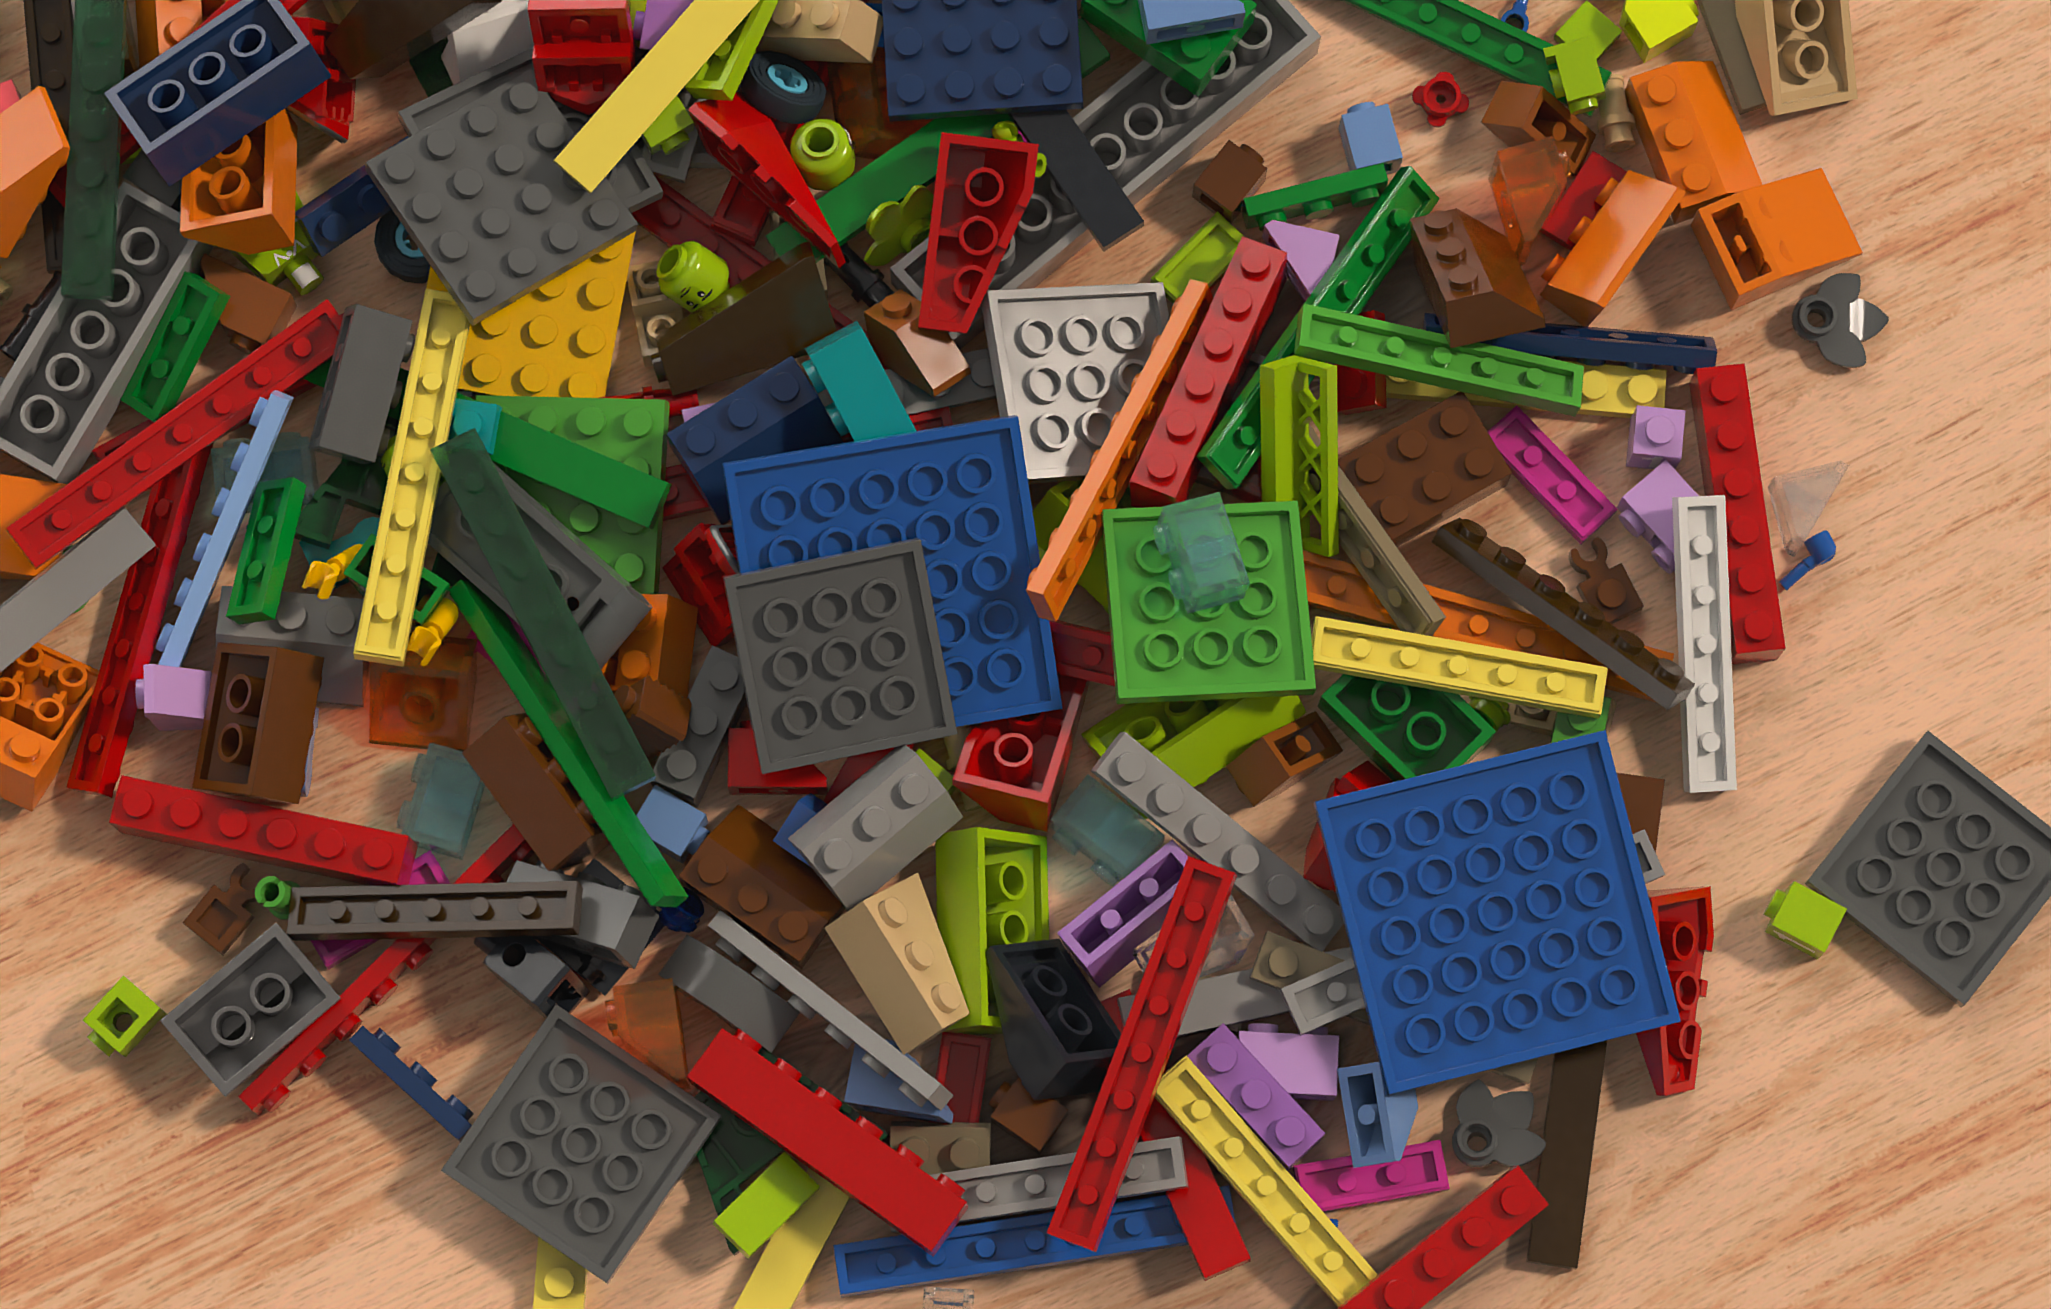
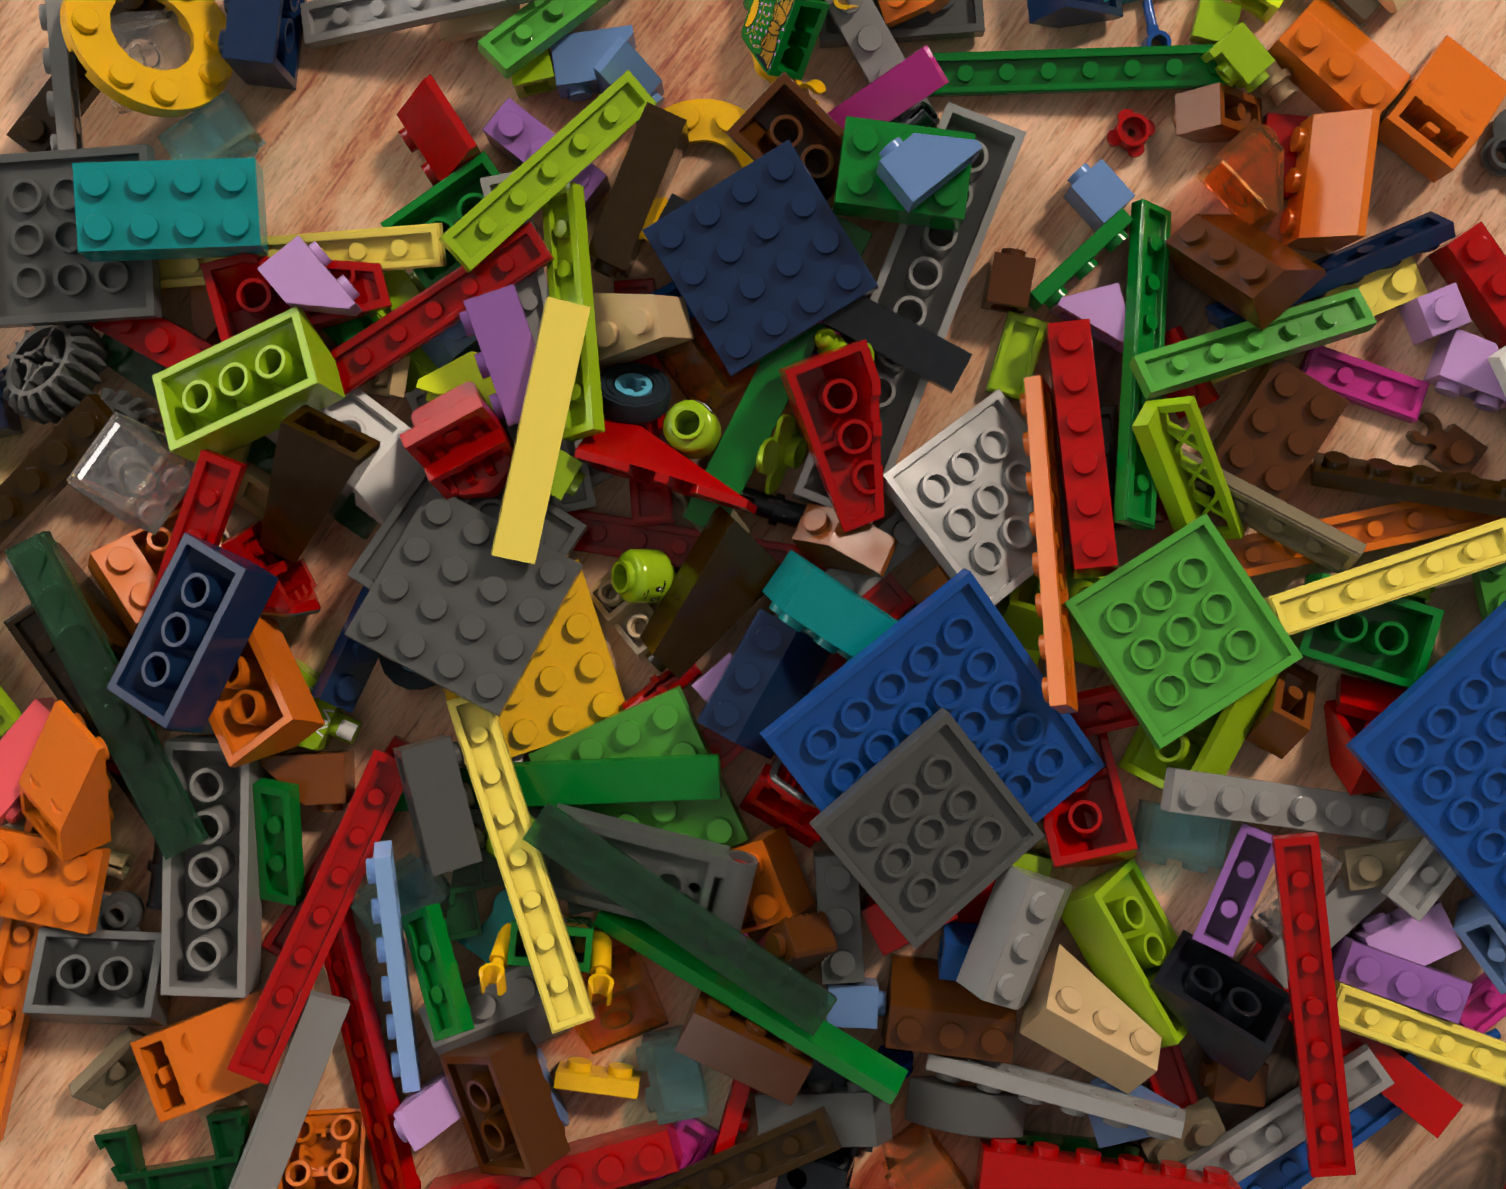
camera: 25 degrees left, 10 degrees up
(347, 751) = (582, 1076): none -> yellow plate
(476, 415) = (542, 785): teal plate -> none
(1201, 553) = (1165, 600): clear light blue brick -> none

